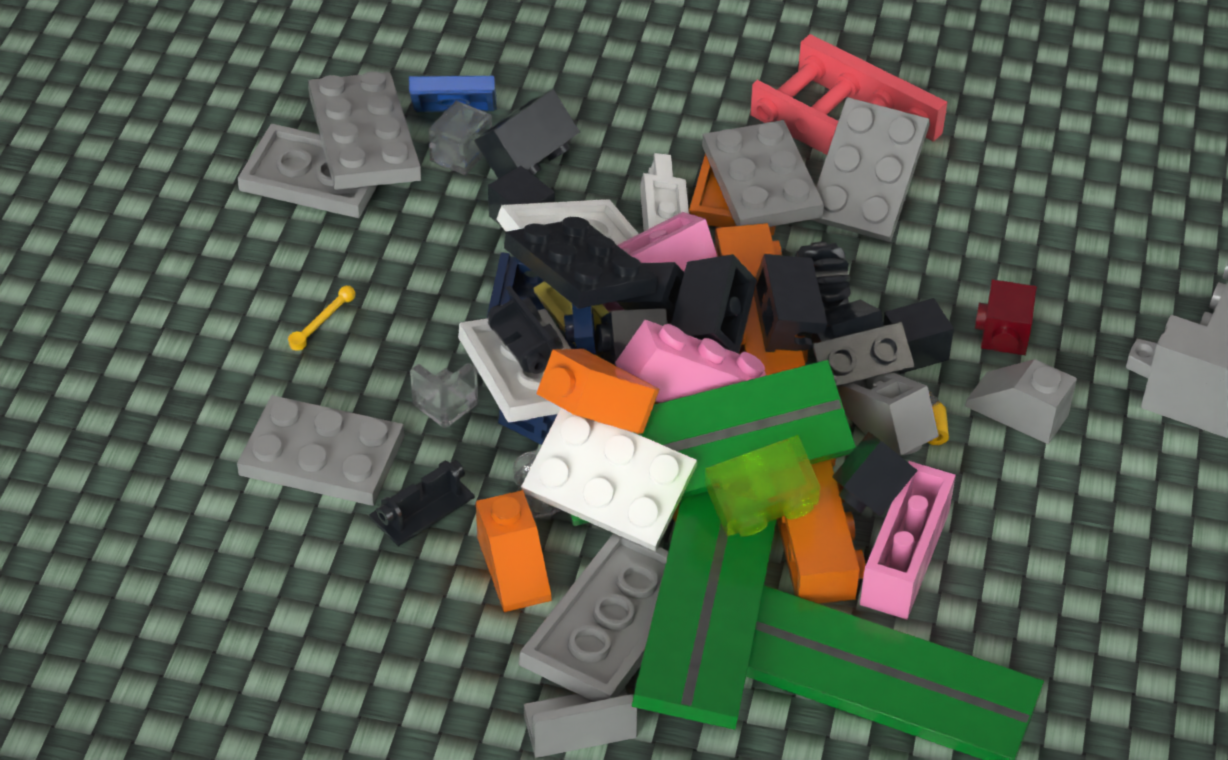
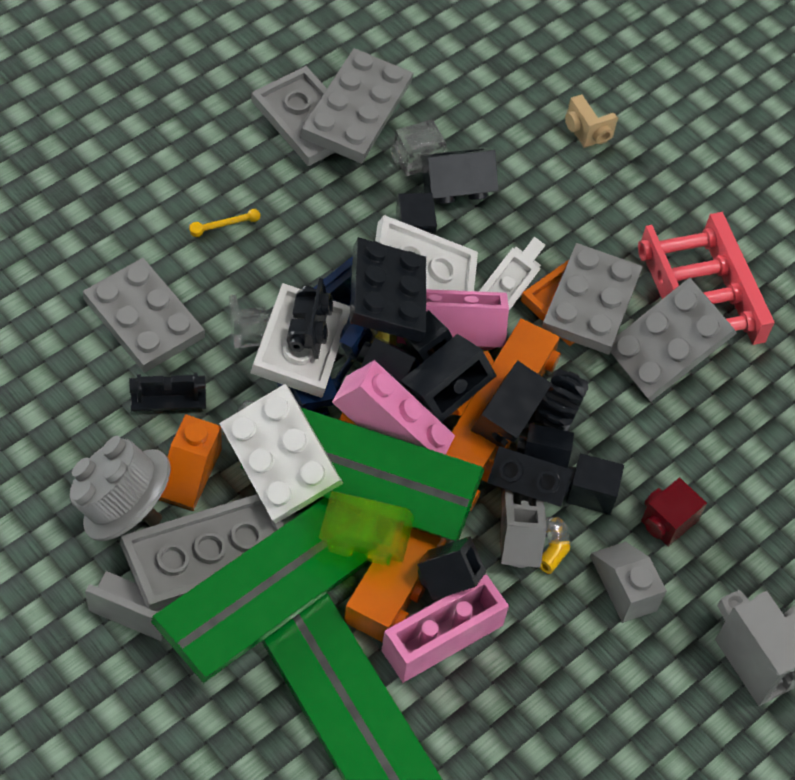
camera: 30 degrees right, 10 degrees up
(440, 92) = (437, 113): blue tile -> none
(476, 609) = (119, 488): none -> light grey piece
(597, 390) = (307, 388): orange slope -> none
(602, 29) = (586, 125): none -> tan bracket

